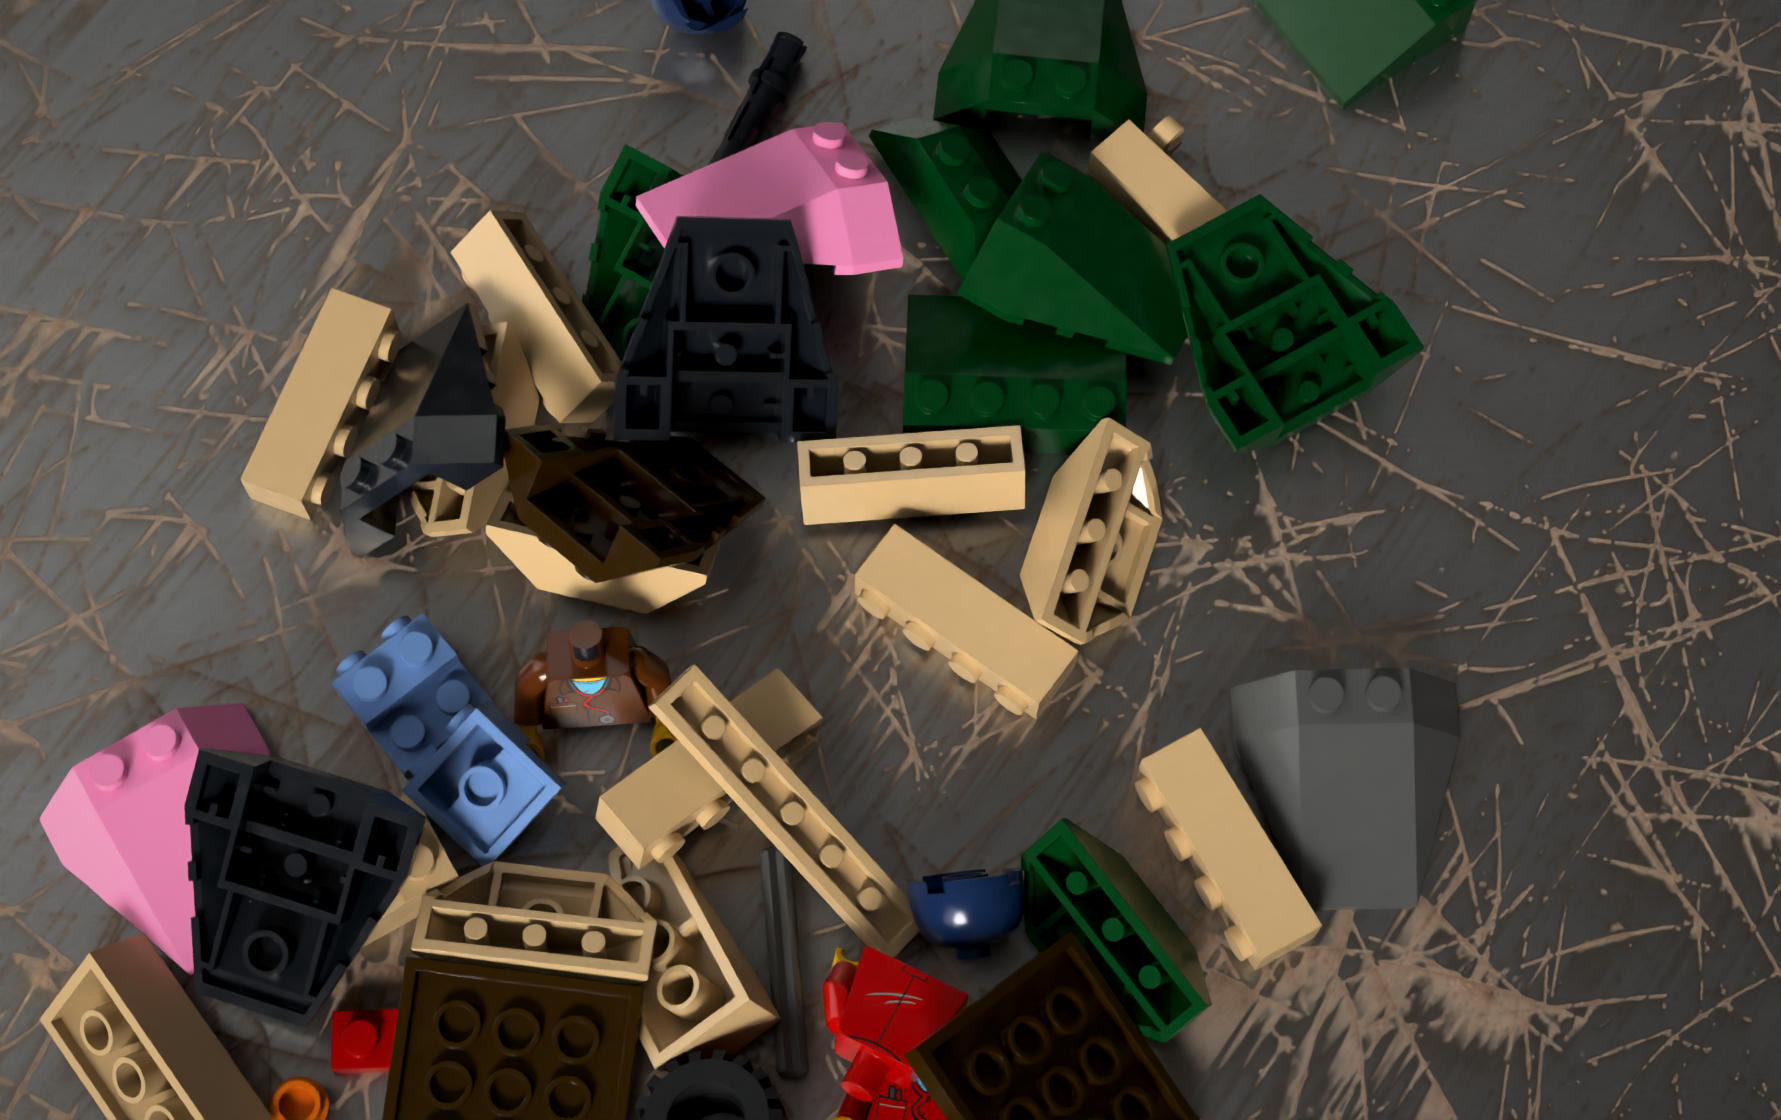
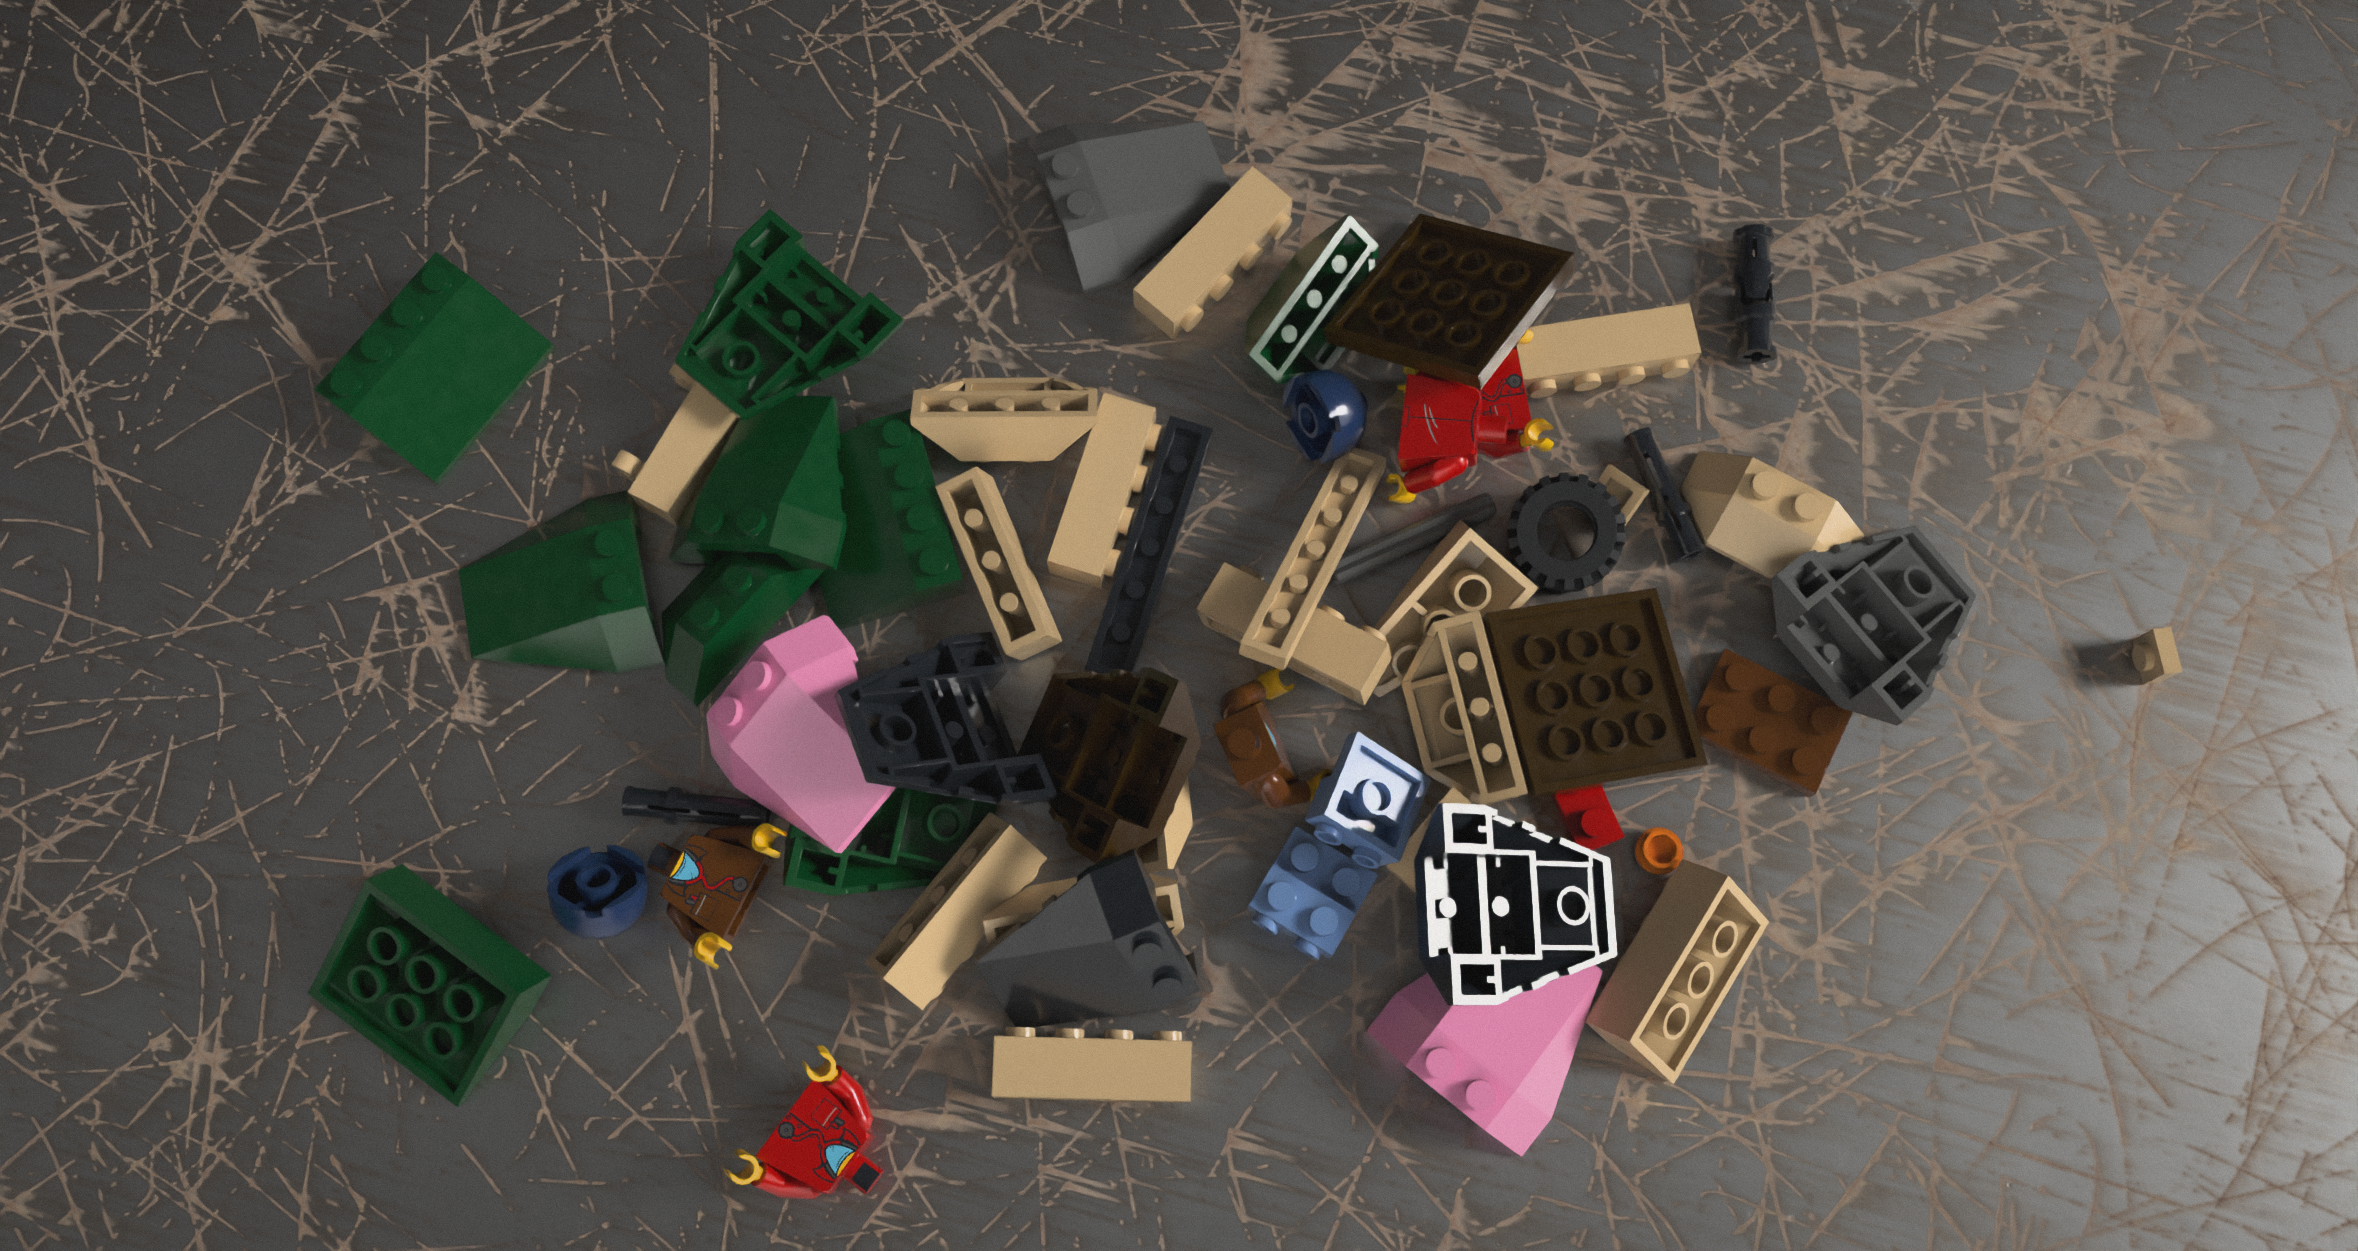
camera: 110 degrees left, 5 degrees up
(364, 119) = (817, 1140): none -> red torso
(663, 94) = (714, 883): none -> reddish brown torso
(878, 653) = (1150, 547): none -> black plate

